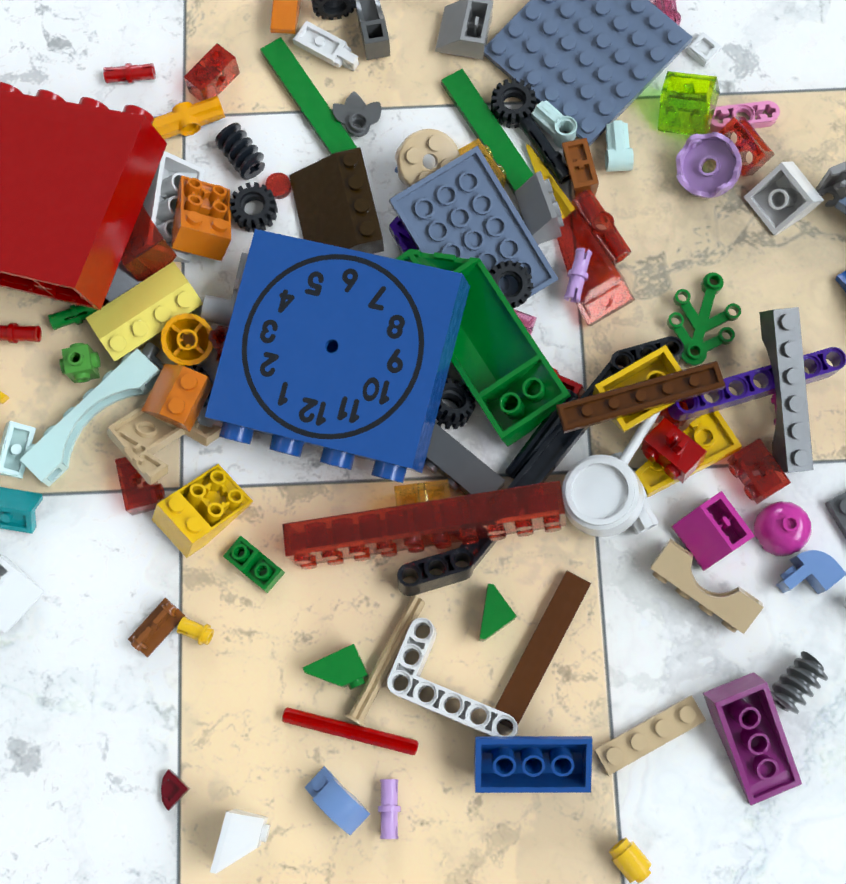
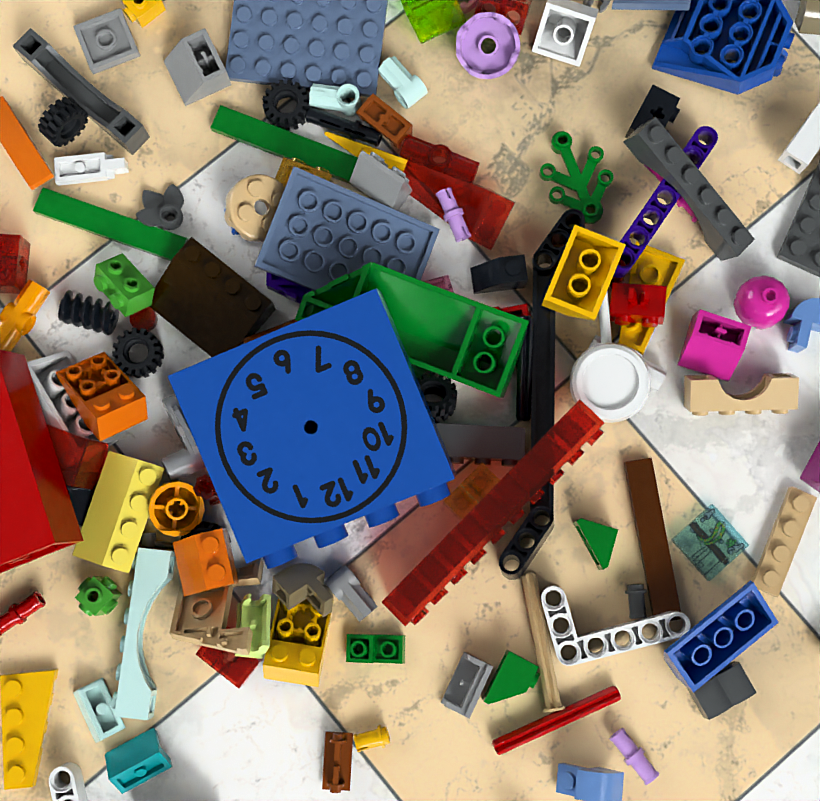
camera: 40 degrees left, 5 degrees up
(74, 314) = (54, 564): green pin -> none
(180, 467) = (257, 617): none -> yellowish green hinge
(236, 468) = (301, 583): none -> dark tan brick
(268, 499) = (348, 589): none -> light grey piece
(281, 148) = (123, 285): none -> bright green brick
(301, 647) = (466, 685): none -> light grey hinge
(489, 687) = (636, 600): none -> dark grey pin
(503, 812) = (723, 691): none -> dark grey brick
(521, 276) = (412, 250): black tyre -> none
(579, 349) = (499, 274): none -> black slope
(587, 688) = (710, 542): none -> clear light blue tile
(640, 397) = (587, 282): reddish brown tile -> none
(753, 458) = (724, 270): clear red brick -> none
(817, 309) = (656, 104): none -> black brick

